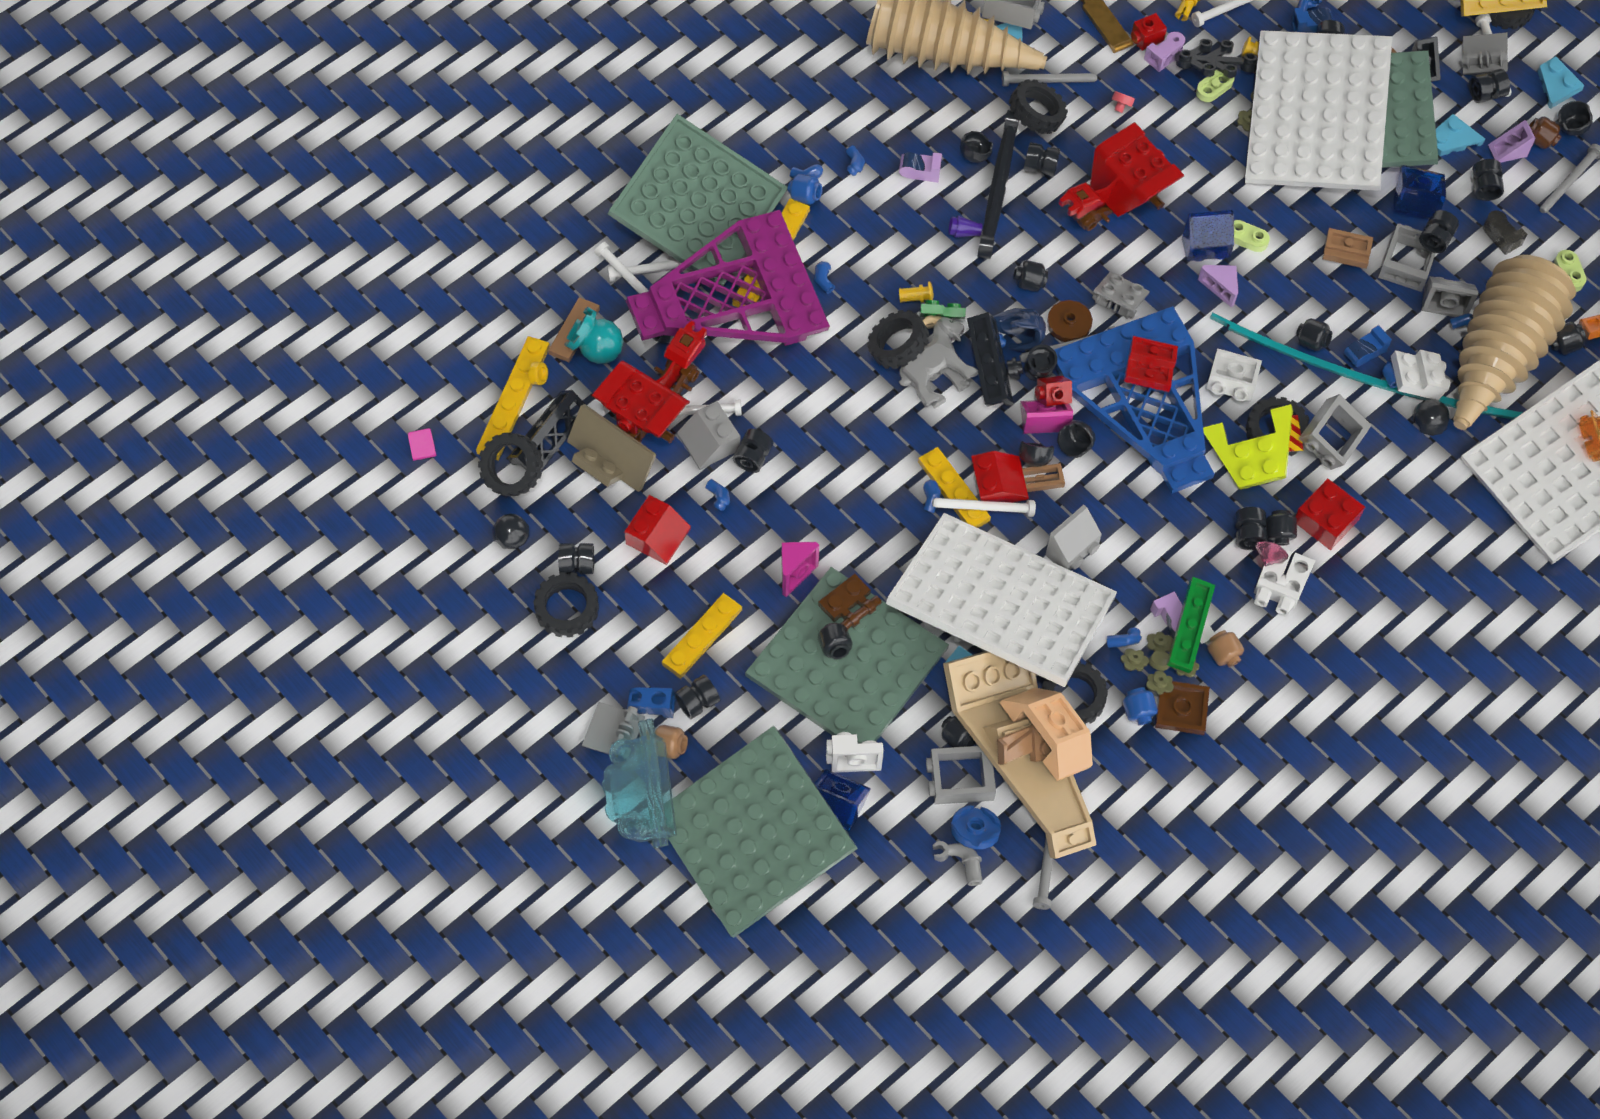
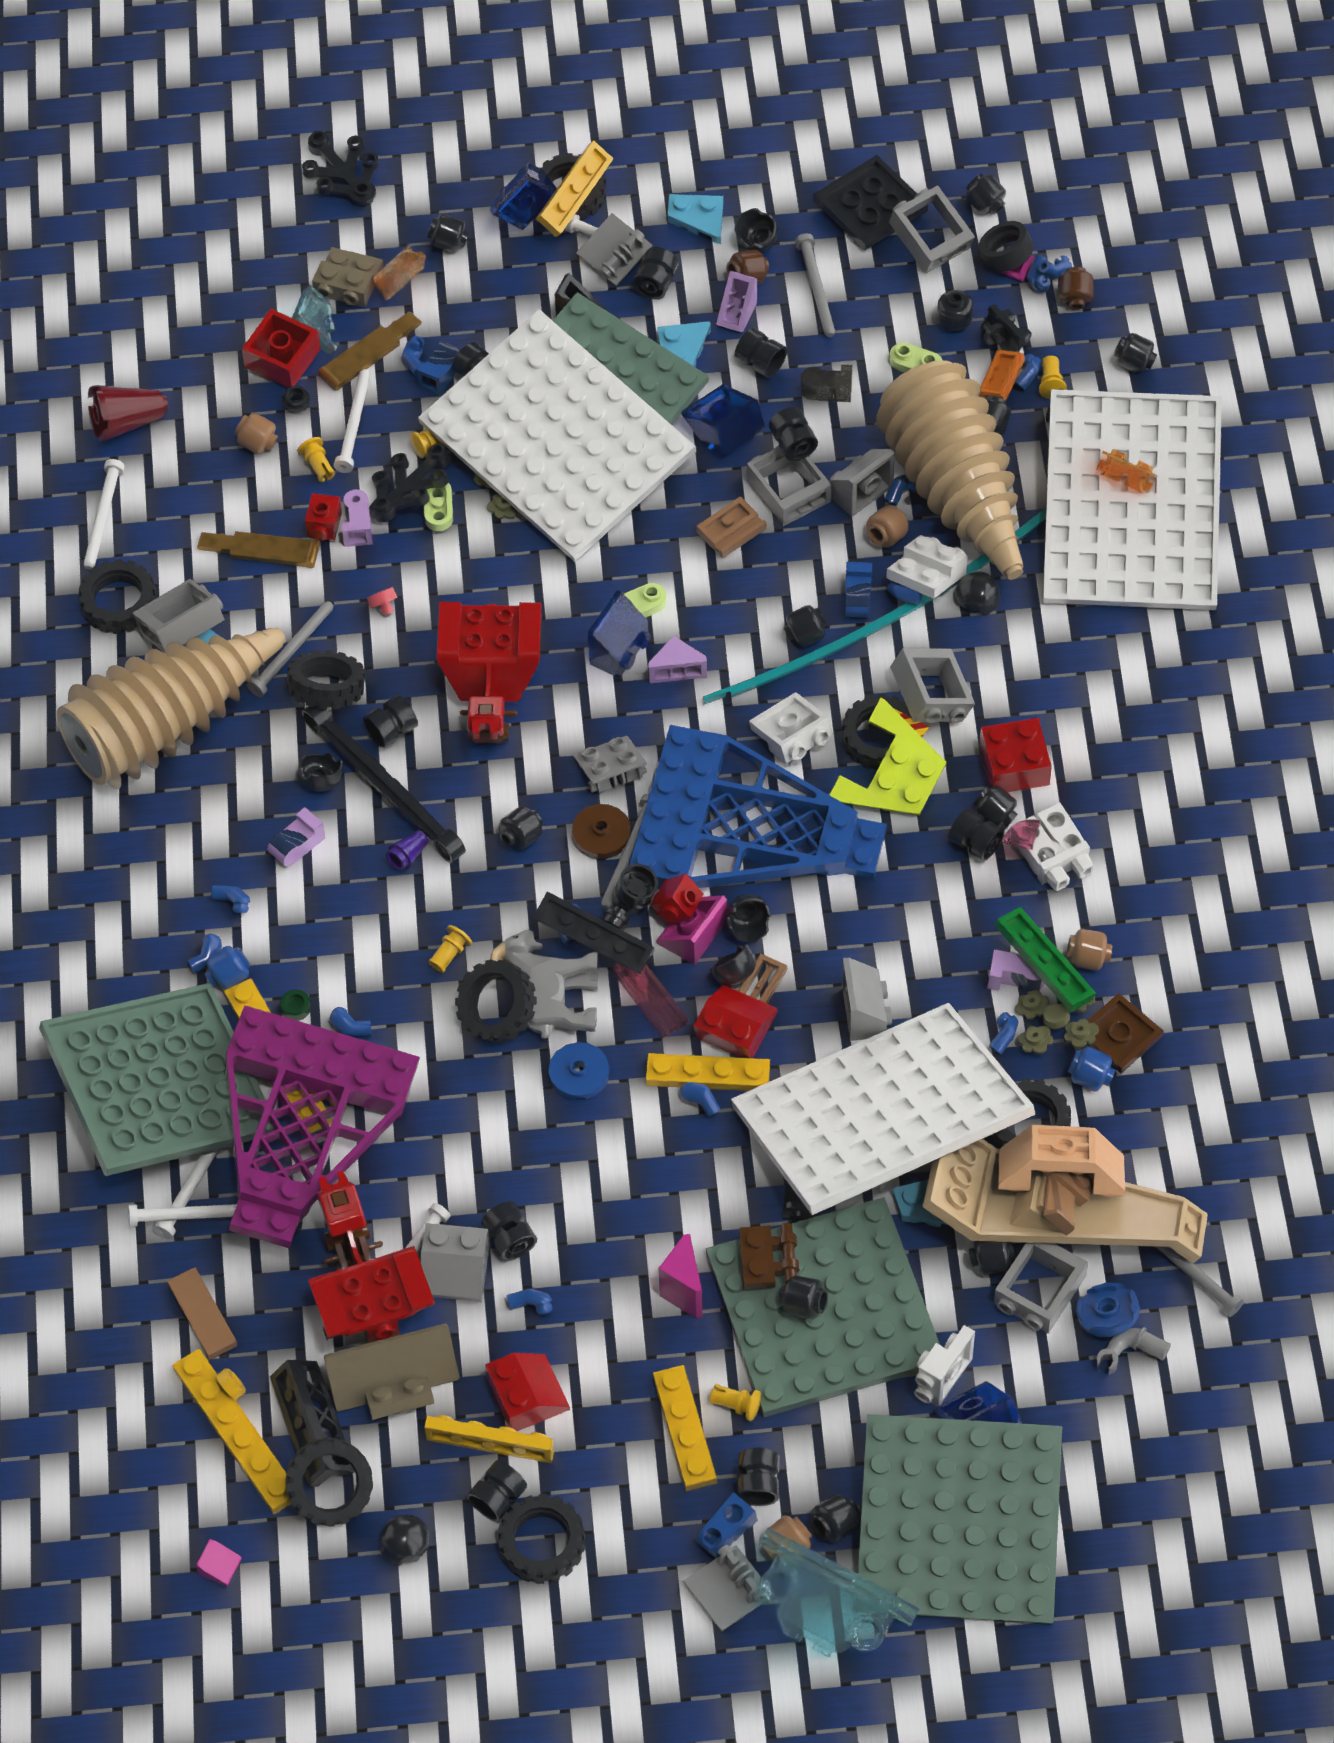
camera: 50 degrees left, 5 degrees down
(597, 338) = (240, 1294): teal tile -> none
(613, 540) = (480, 1437): none -> yellow plate
(702, 758) = (834, 1518): none -> black head
(742, 655) = (741, 1401): none -> yellow pin
(813, 241) = (295, 1004): none -> dark green tile
(891, 427) = (583, 1083): none -> blue plate
(952, 310) = (488, 943): plate -> none
(978, 426) = (652, 999): none -> clear pink tile
(1023, 324) = (575, 874): dark blue hair -> none
(1027, 508) = (788, 1018): white bar -> none
(1151, 363) = (723, 789): red slope -> none
(1429, 332) = (887, 526): none -> medium nougat head

